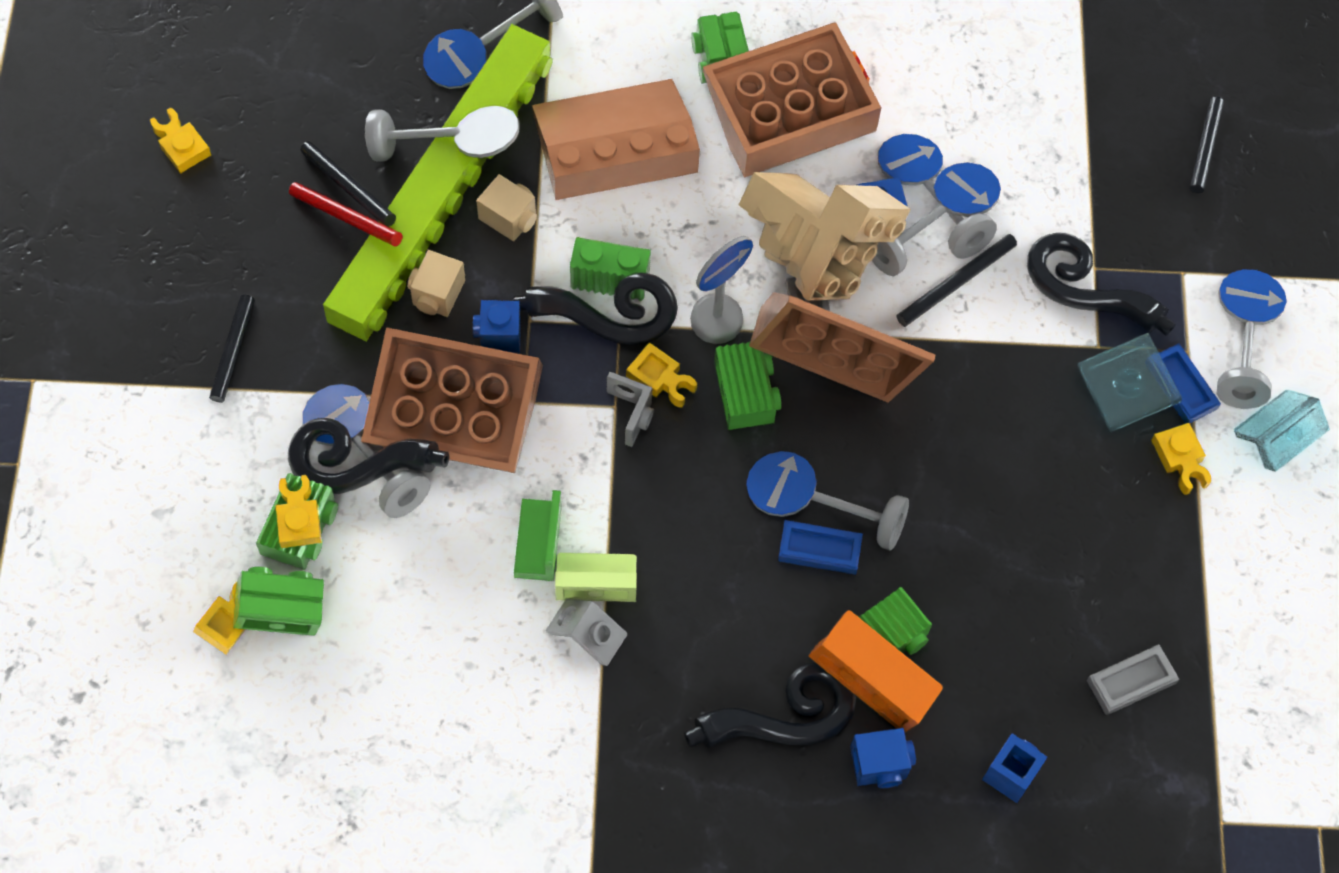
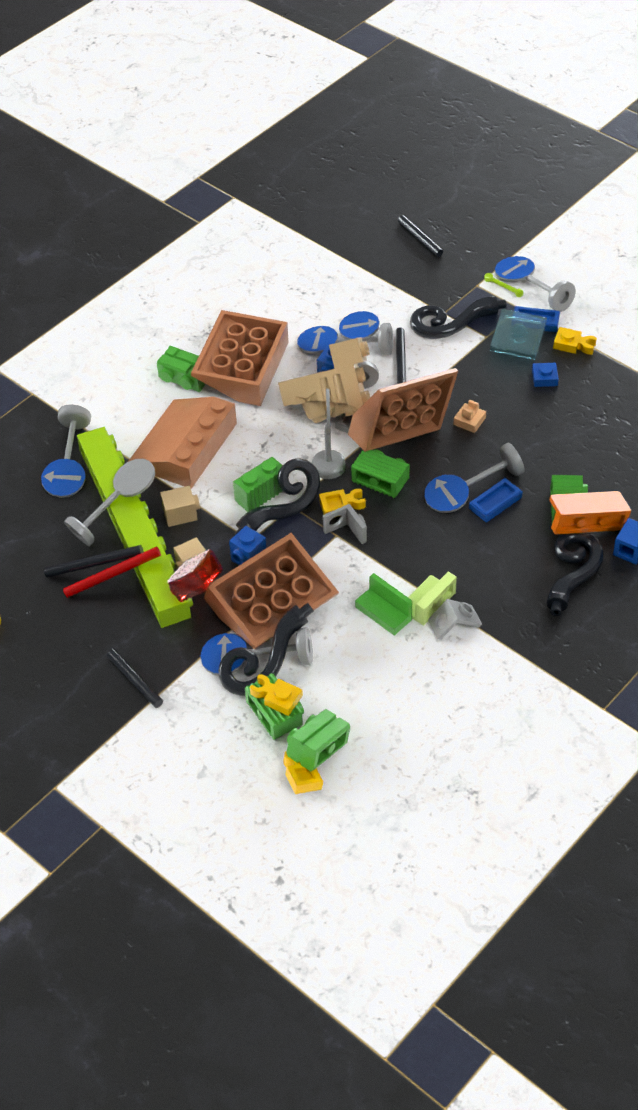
camera: 45 degrees left, 15 degrees down
(388, 304) = (195, 575): none -> clear red brick
(932, 424) = (470, 417): none -> light nougat tile
(1089, 461) = (545, 374): none -> blue plate
(1208, 278) = (489, 278): none -> lime hinge
(1284, 427) = (592, 295): clear light blue panel -> none

